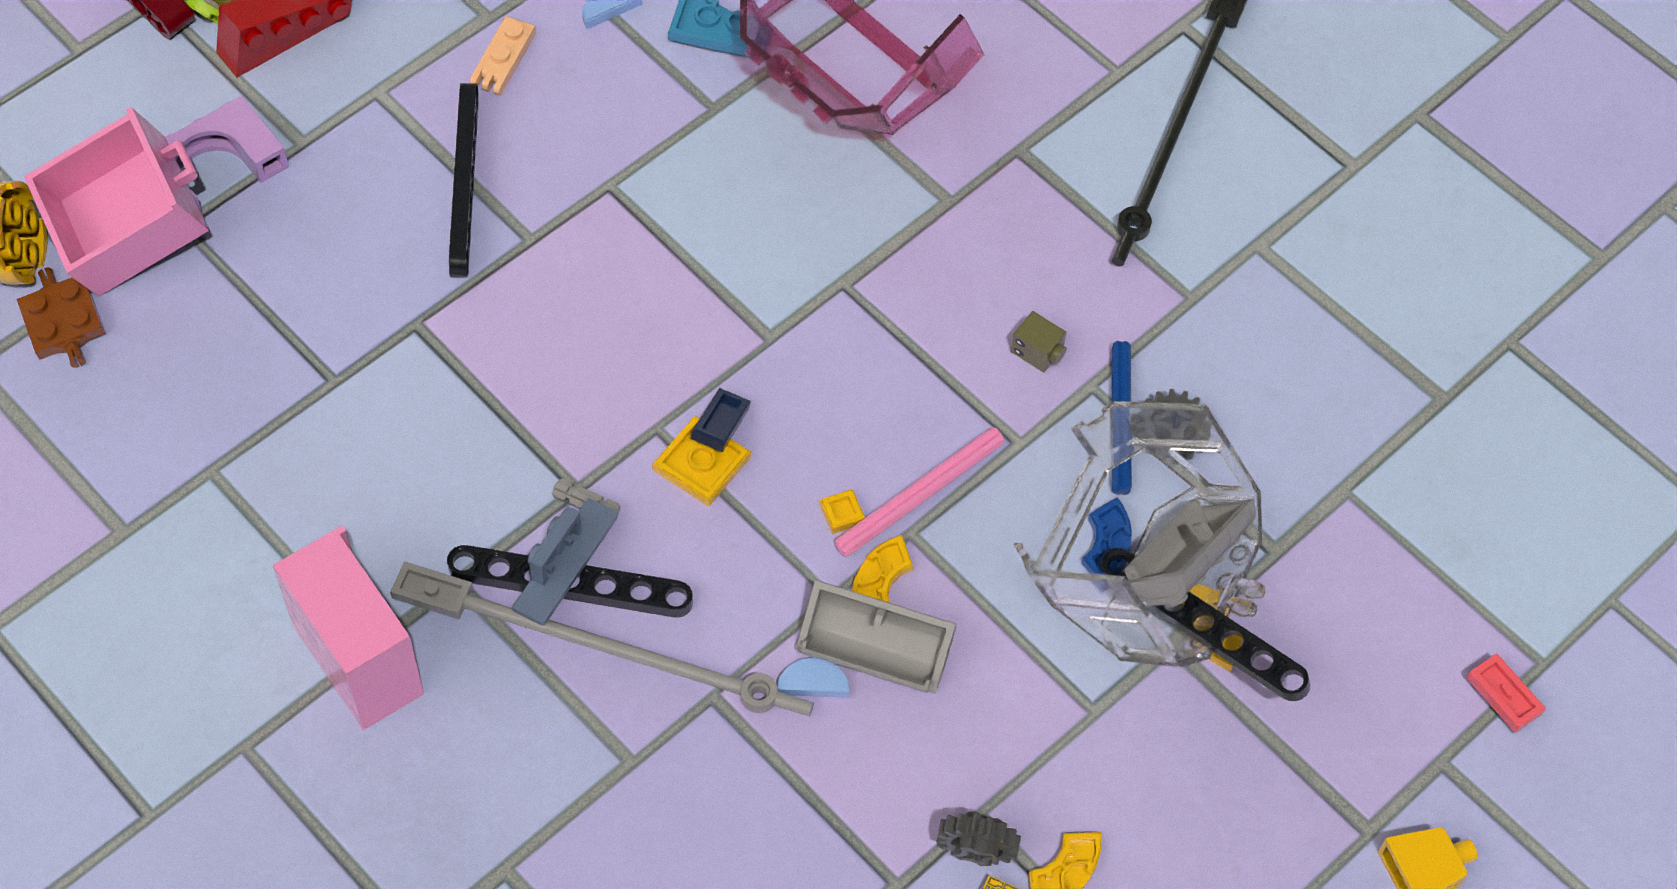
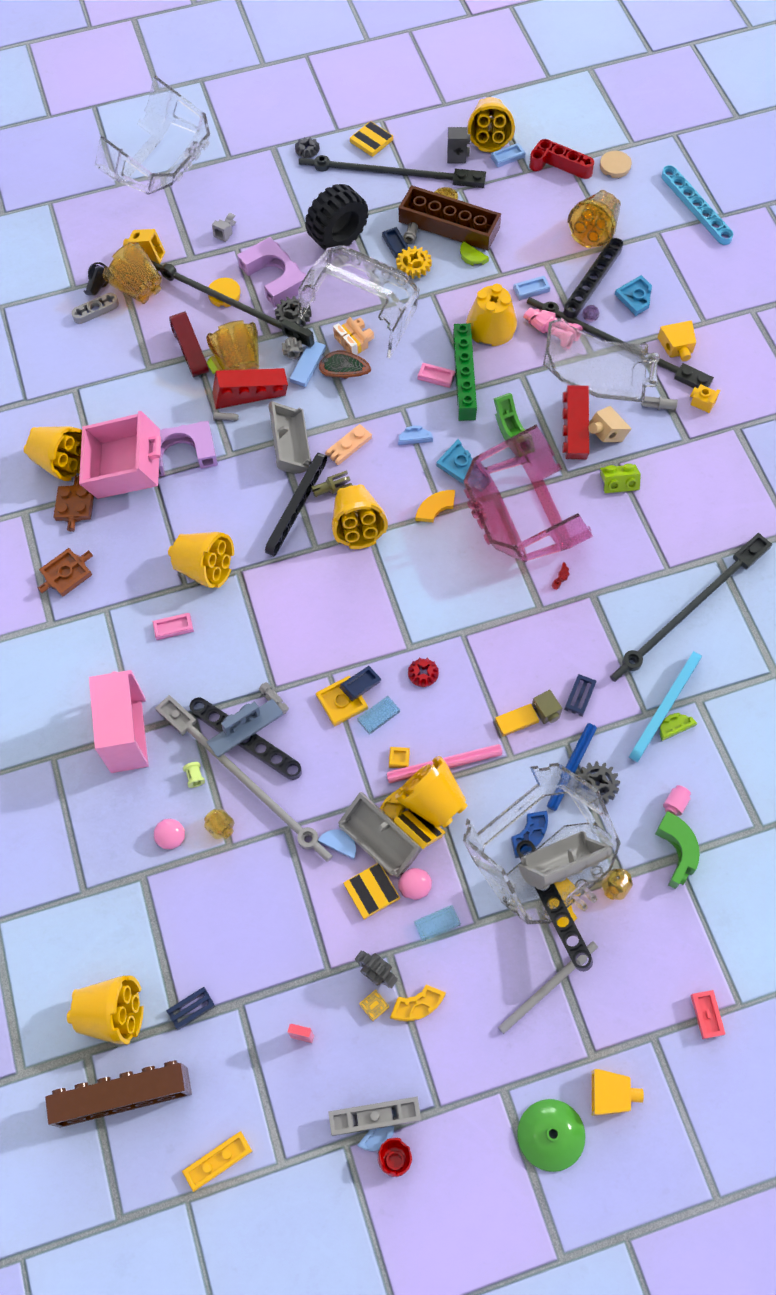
camera: 30 degrees right, 5 degrees up
(107, 435) = (65, 572): none -> dark orange plate
(262, 82) = (225, 416): none -> light grey piece
(348, 452) = (173, 626): none -> bright pink tile
(349, 316) = (203, 557): none -> yellow cone
(399, 77) = (289, 438): none -> light grey container
(508, 128) = (330, 485): none -> olive arm
(513, 671) = (193, 774): none -> yellowish green bush
(519, 782) = (169, 834): none -> bright pink hair
(586, 160) = (357, 518): none -> yellow cone
(599, 730) = (219, 824): none -> clear yellow head
(697, 101) = (434, 505): none -> yellow tile
(774, 459) = (378, 715): none -> clear light blue tile
(820, 376) = (423, 680): none -> red gear
(903, 731) = (371, 891): none -> tile
(932, 535) = (433, 794): none -> yellow cone
(933, 598) = (418, 828): none -> yellow tile
(960, 136) = (563, 576): none -> clear red piece
(967, 691) = (415, 883): none -> bright pink hair
(1000, 381) = (517, 719): none -> yellow tile
(1033, 736) = (437, 923): none -> clear light blue tile
(1080, 330) = (575, 709): none -> dark blue tile
(1218, 273) = (665, 706): none -> medium azure beam
(1245, 295) = (675, 724): none -> lime tile
(1247, 769) = (543, 991): none -> light grey bar
(1280, 558) = (617, 884): none -> clear yellow head
(1306, 403) = (677, 800): none -> bright pink brick
(1348, 459) = (685, 842): none -> bright green arch

